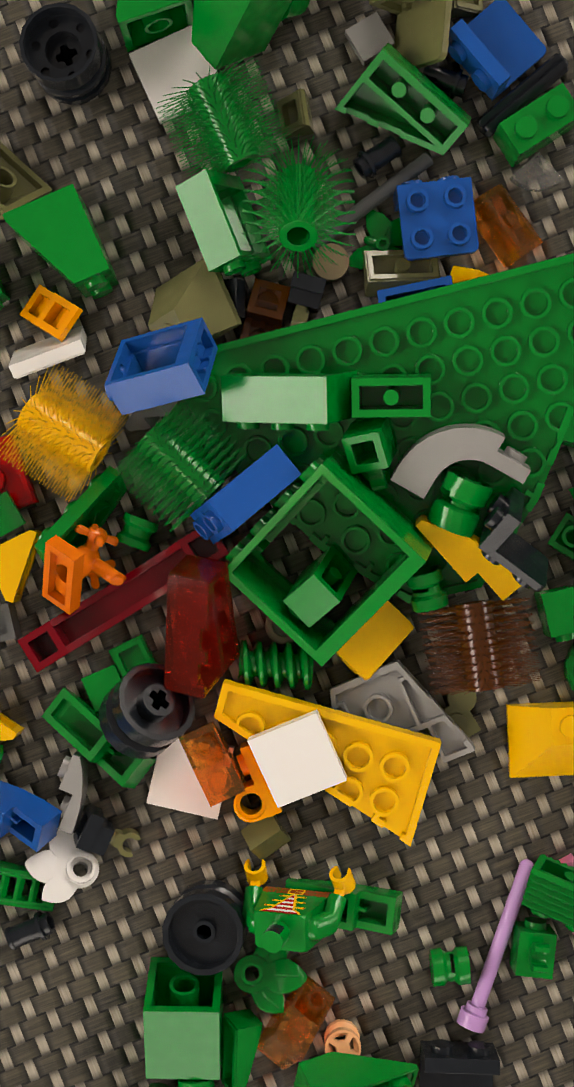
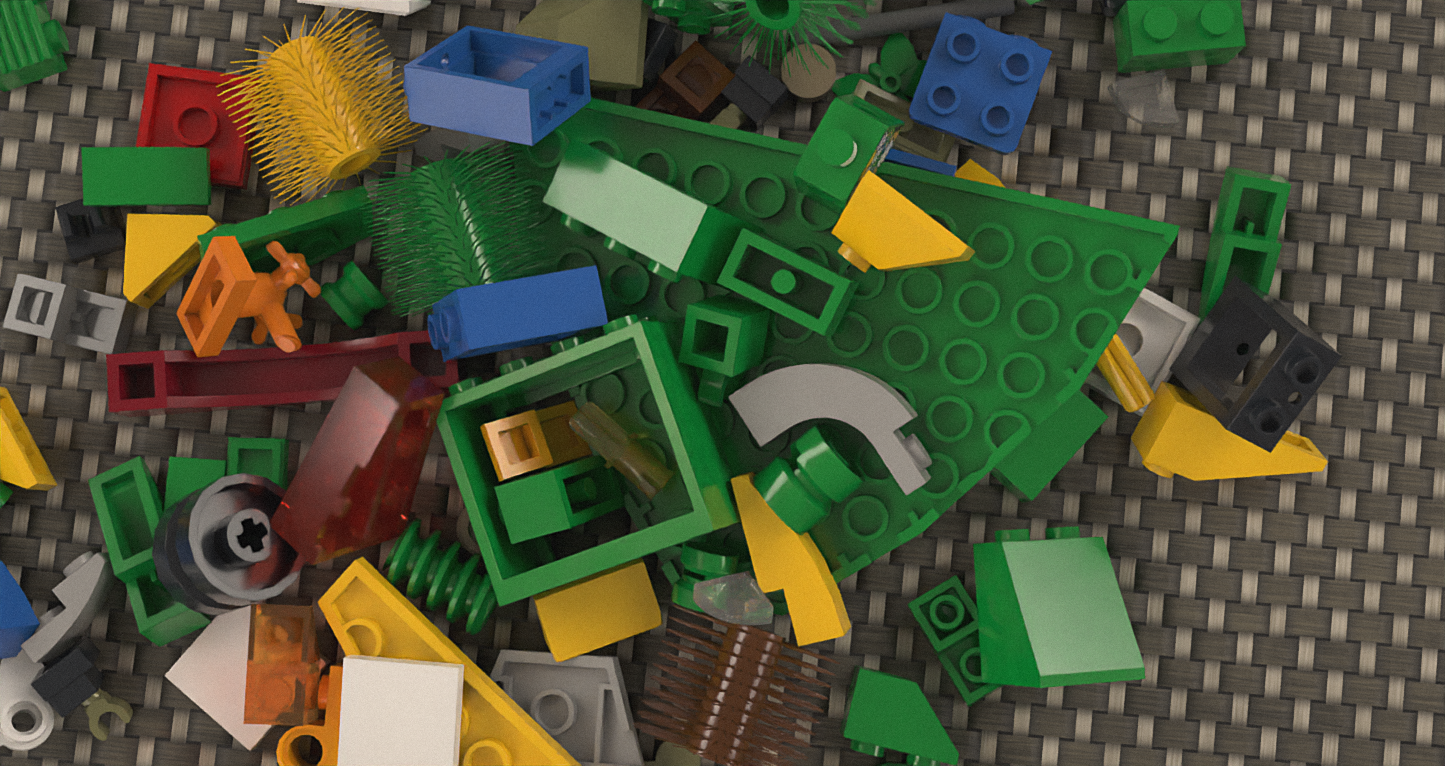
camera: 25 degrees right, 5 degrees down
(288, 561) = (533, 441): none -> light orange slope
(340, 541) = (620, 449): none -> clear yellow axle
(388, 302) = (843, 149): none -> green torso
(440, 335) = (892, 232): none -> yellow slope
(453, 593) = (734, 600): none -> clear tile
(504, 226) = (1068, 143): clear orange slope -> none
(506, 548) = (840, 575): black bracket -> none

